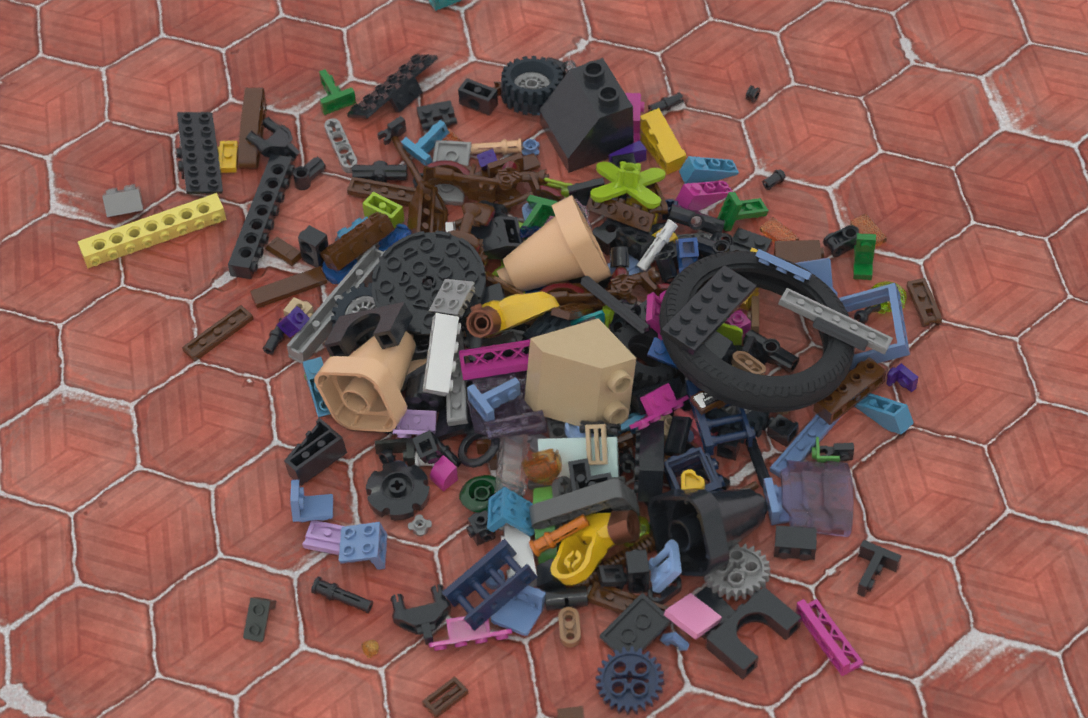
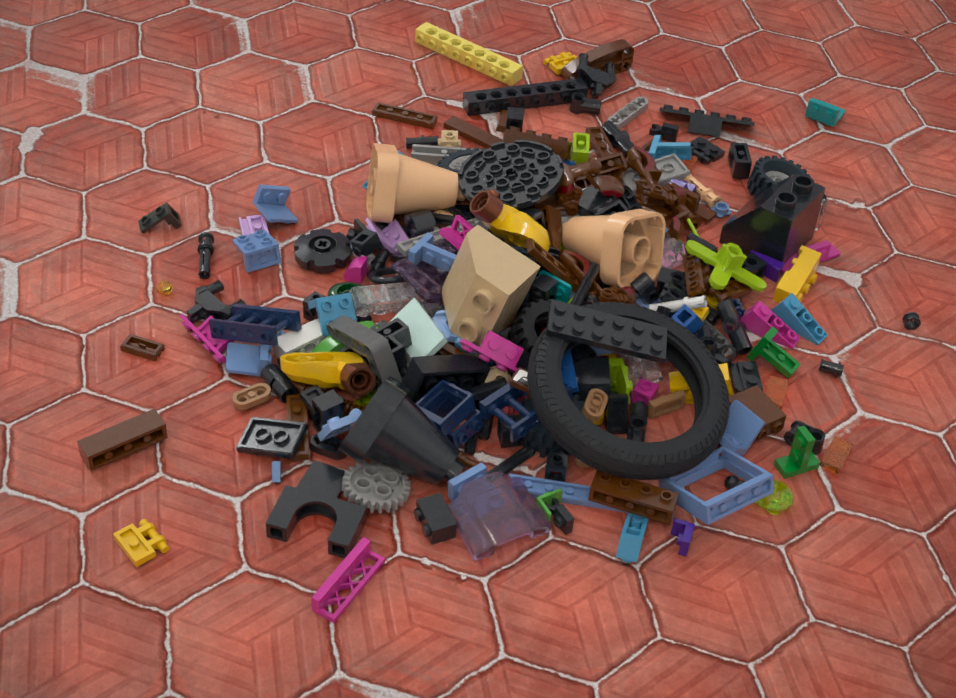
camera: 55 degrees right, 10 degrees down
(122, 201) = (482, 31): light grey slope -> none
(198, 153) = (552, 47): black bracket -> none
(293, 322) = (436, 137): dark purple bracket -> none
(315, 453) = (324, 194): black wedge -> none
(336, 98) = (671, 94): green bracket -> none
(388, 322) = (440, 158): black arch -> none
(420, 530) = (298, 276): light grey plate -> none
(440, 354) = (445, 206): white brick -> none
(453, 297) = (508, 183): light grey hinge -> none
(543, 467) = (386, 310): clear orange cylinder -> none
(551, 539) = (323, 344): orange pin -> none
(596, 439) = (429, 330): tan tile -> none
(612, 429) = (448, 327): black pin -> none
(628, 698) = (202, 460): dark blue gear -> none
(667, 103) = (845, 271): black pin -> none
(690, 480) = (431, 403): yellow tile -> none
(693, 616) = (304, 467): bright pink tile -> none
(783, 266) = (708, 373): medium blue plate -> none
(813, 309) = (681, 438): light grey tile -> none
(840, 334) = (668, 445): black axle -> none
(879, 558) = (444, 588): black bracket -> none
(924, 302) = (789, 524): reddish brown plate -> none

